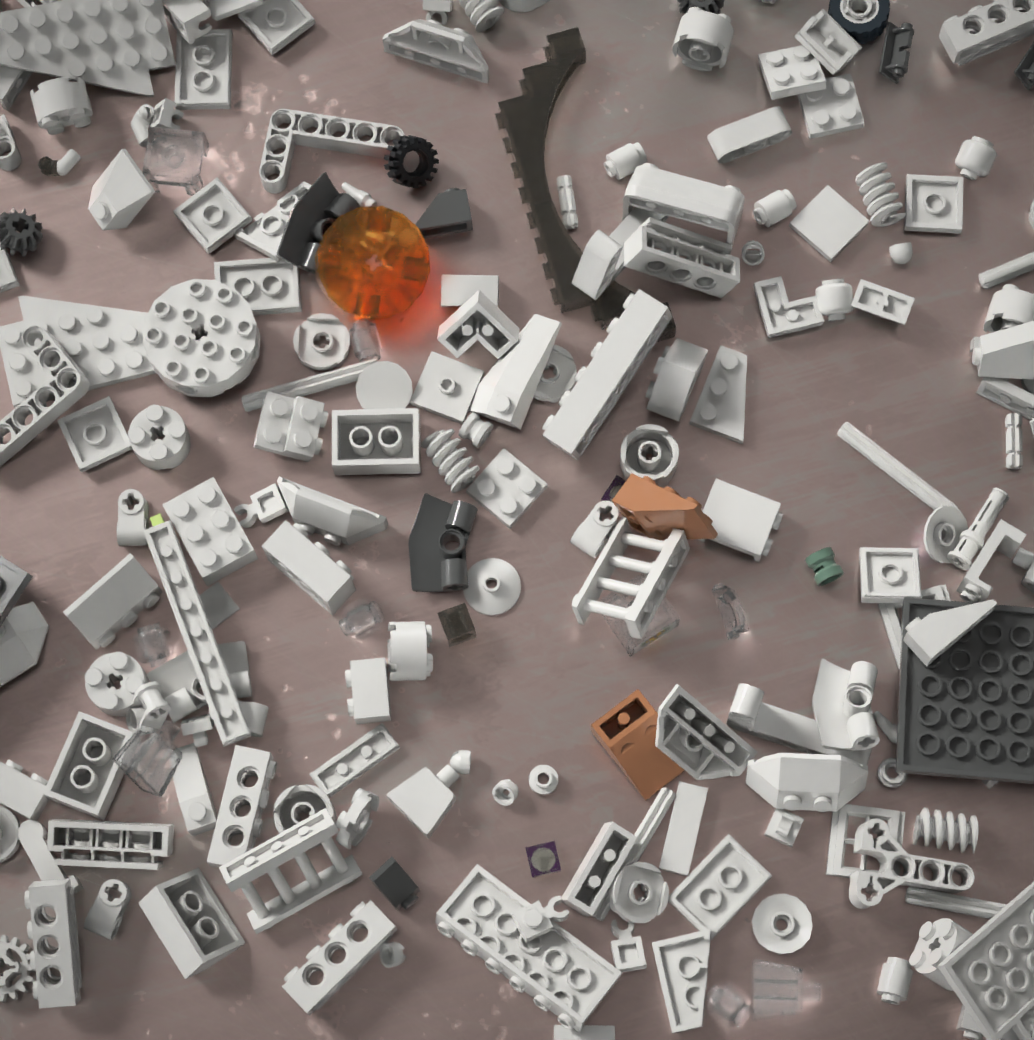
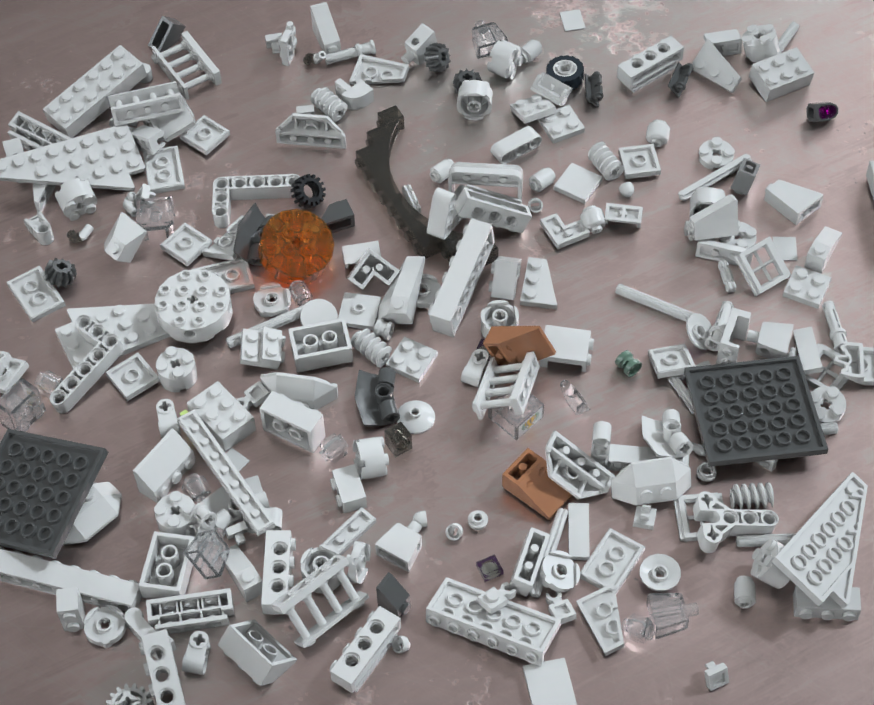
camera: 15 degrees left, 20 degrees down
(942, 629) = (715, 376): white slope -> none

